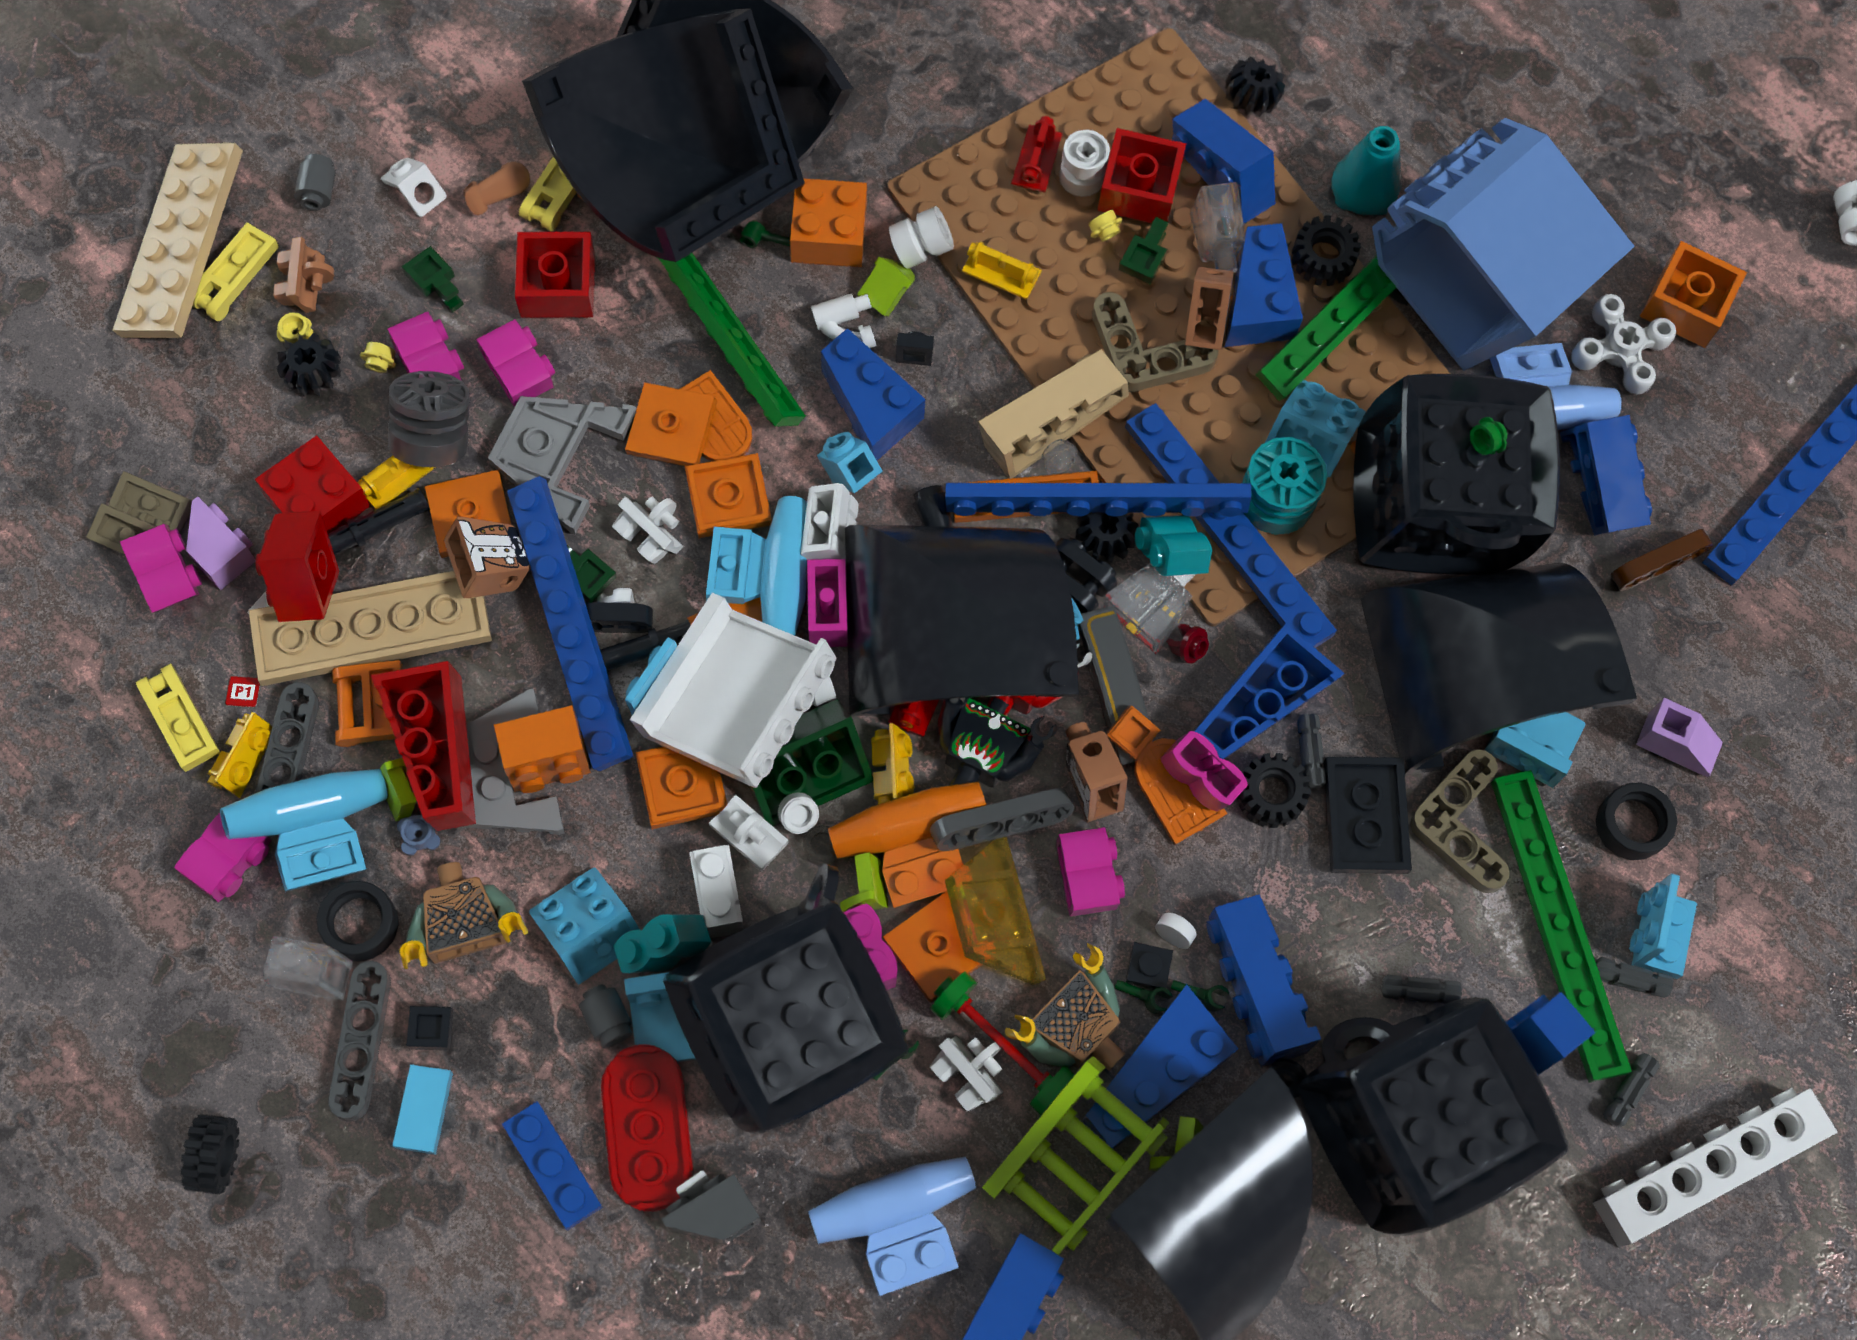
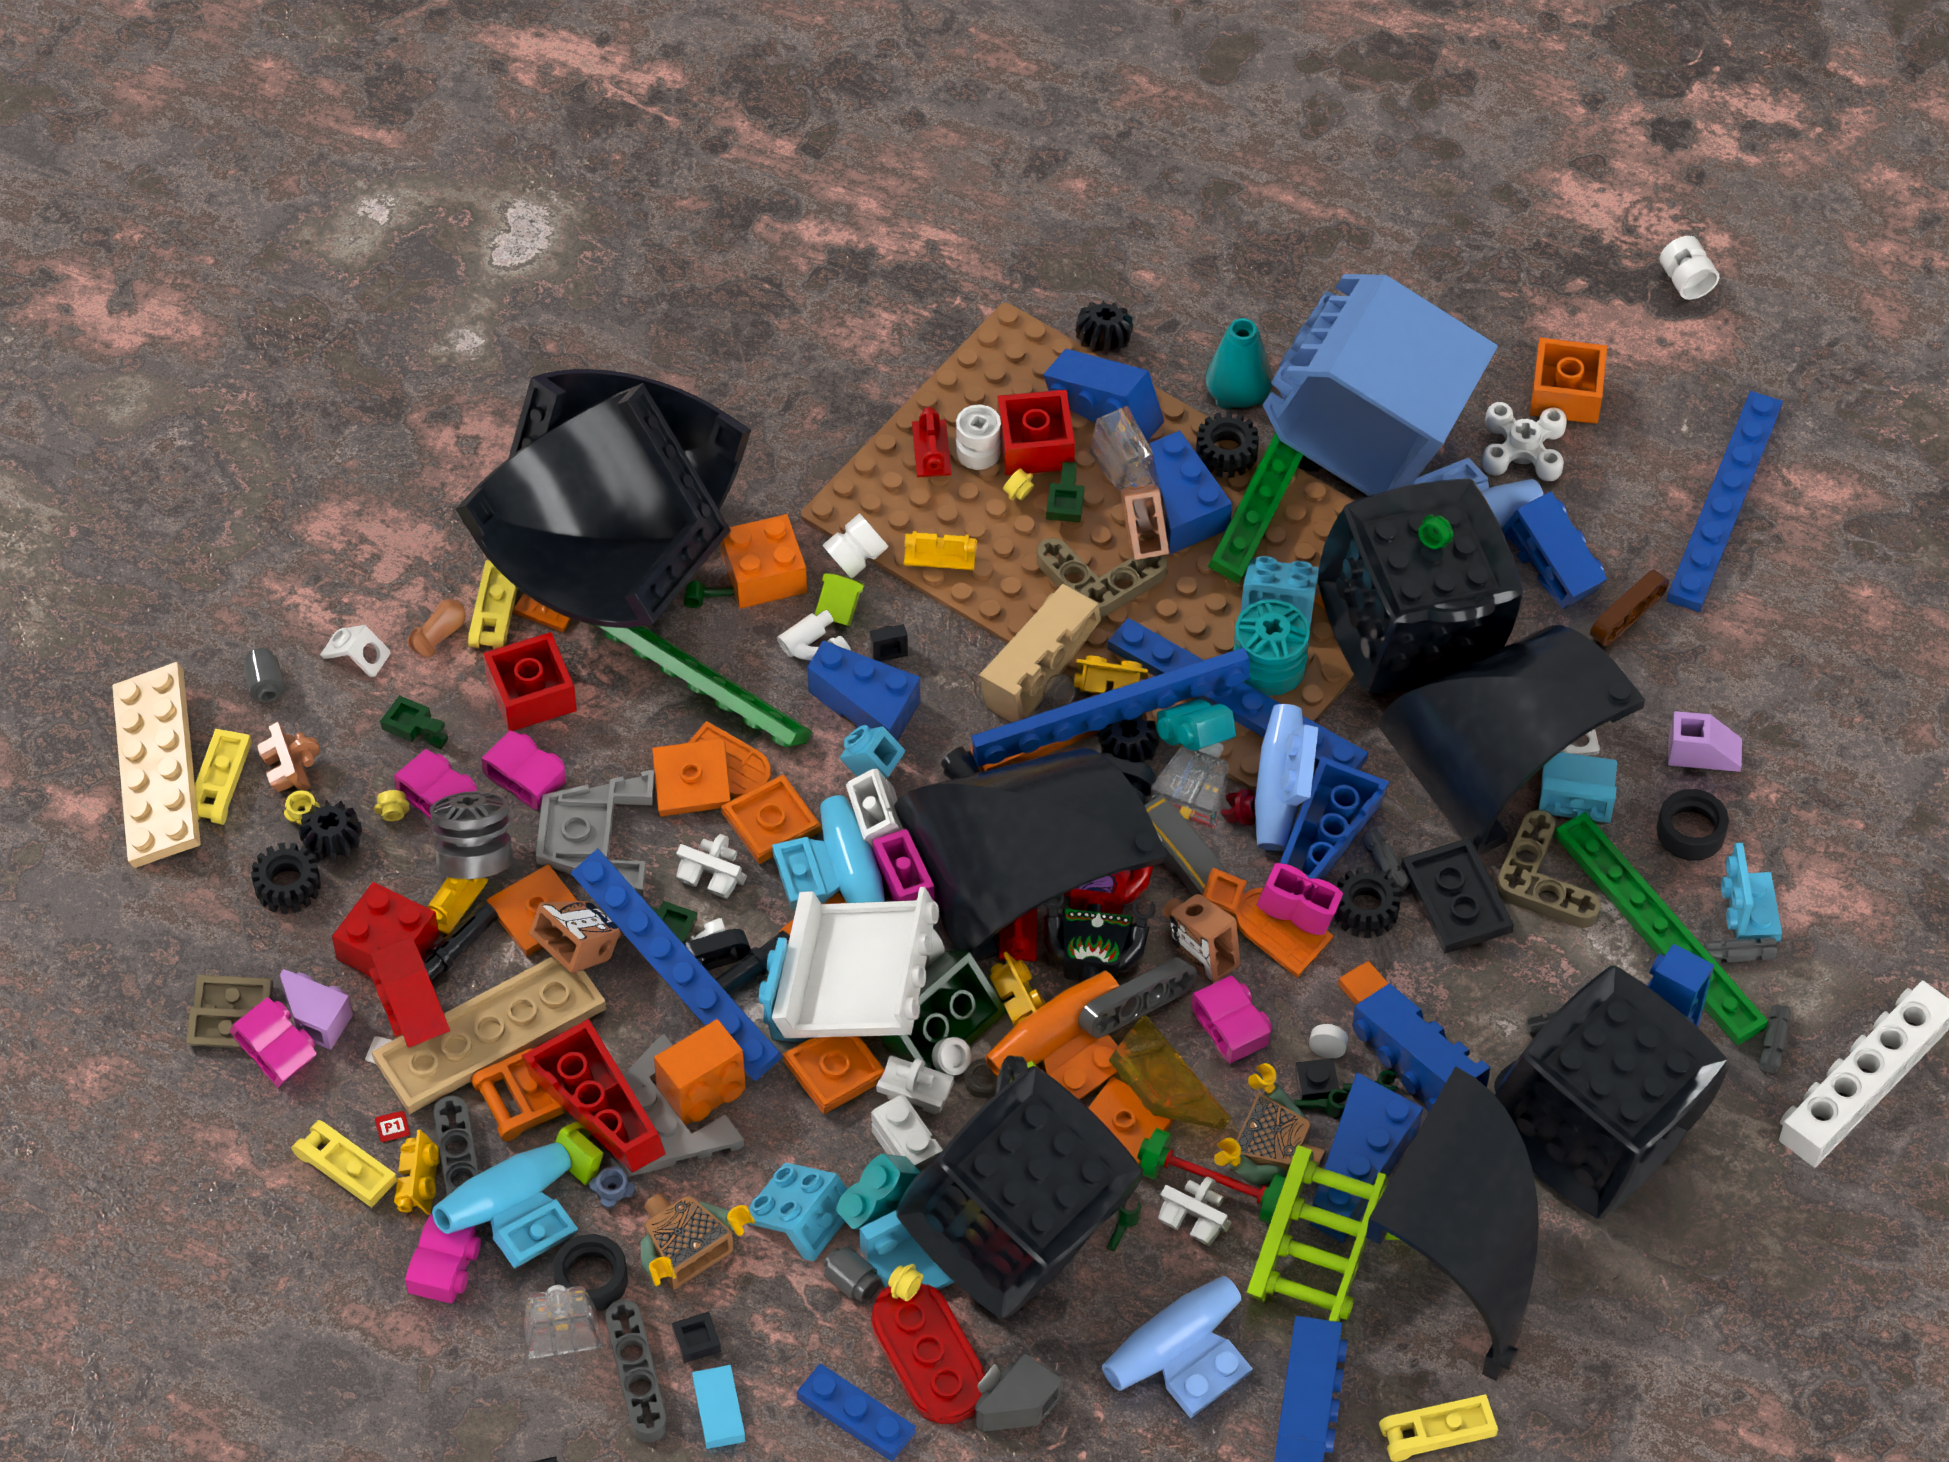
camera: 15 degrees left, 15 degrees down
(243, 380) = (286, 895): none -> black tyre
(646, 1053) = (905, 1282): none -> light yellow plate
(1101, 453) = (1099, 672): none -> yellow hinge
(1236, 879) = (1361, 982): none -> orange tile
(1240, 629) = (1283, 775): none -> light blue plate

